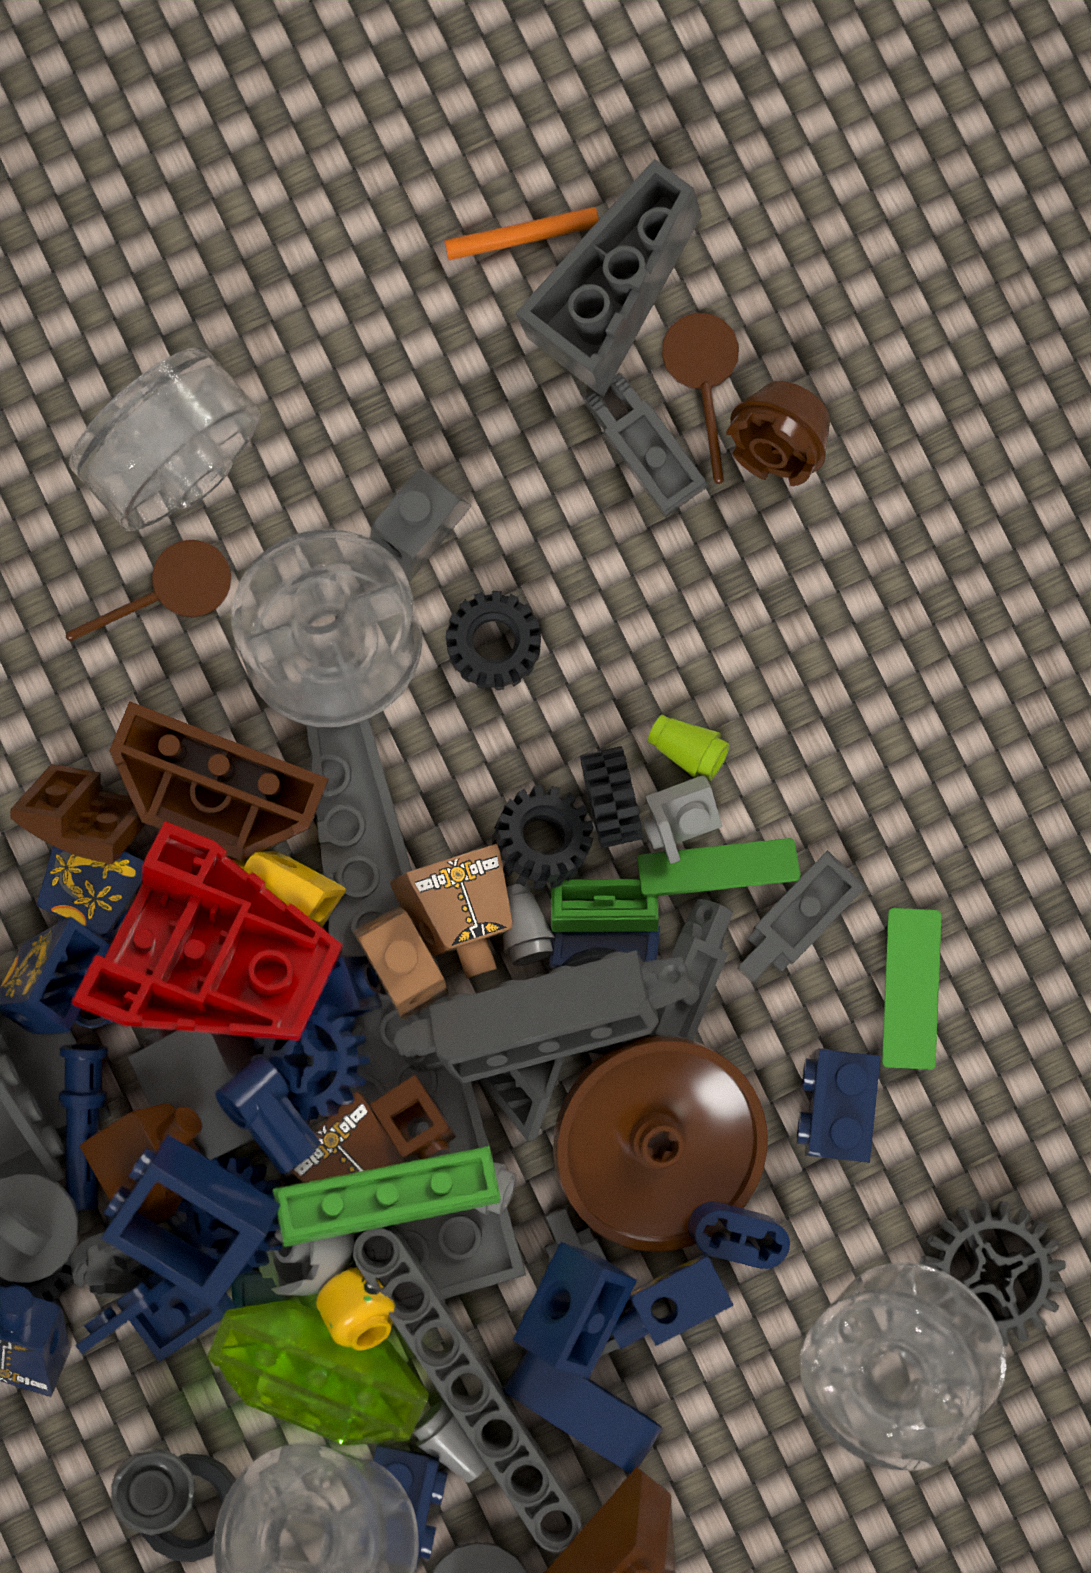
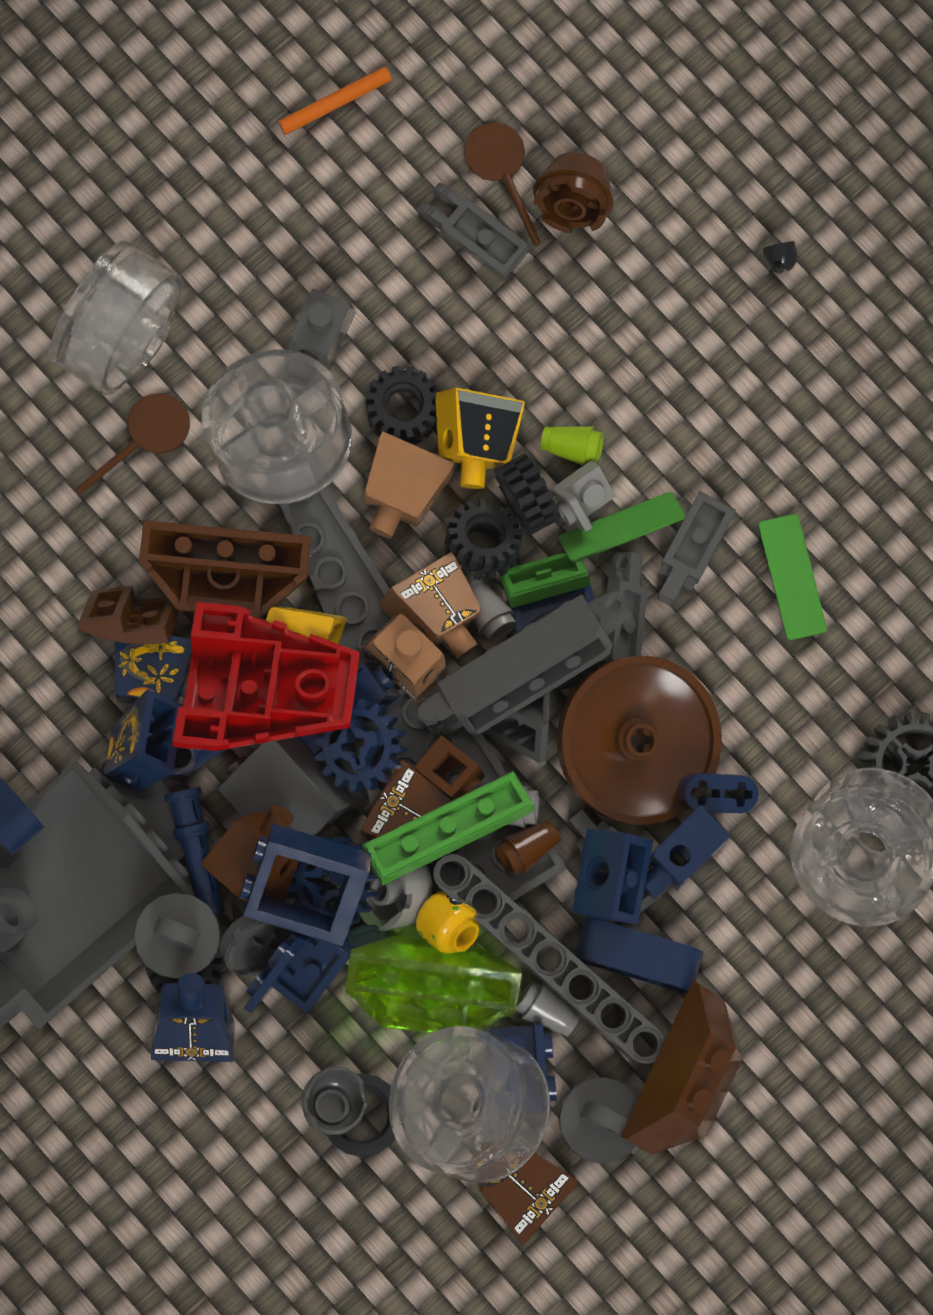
camera: 25 degrees left, 5 degrees down
(259, 1103) = (332, 784): dark blue piece -> none
(465, 739) = (403, 483): none -> medium nougat torso
(482, 1239) = (526, 847): none -> reddish brown cone
(572, 701) = (476, 431): none -> torso
(610, 280) = (414, 114): dark grey wedge -> none
(840, 1105) = (765, 678): dark blue bracket -> none
(1016, 582) = (781, 256): none -> black hinge

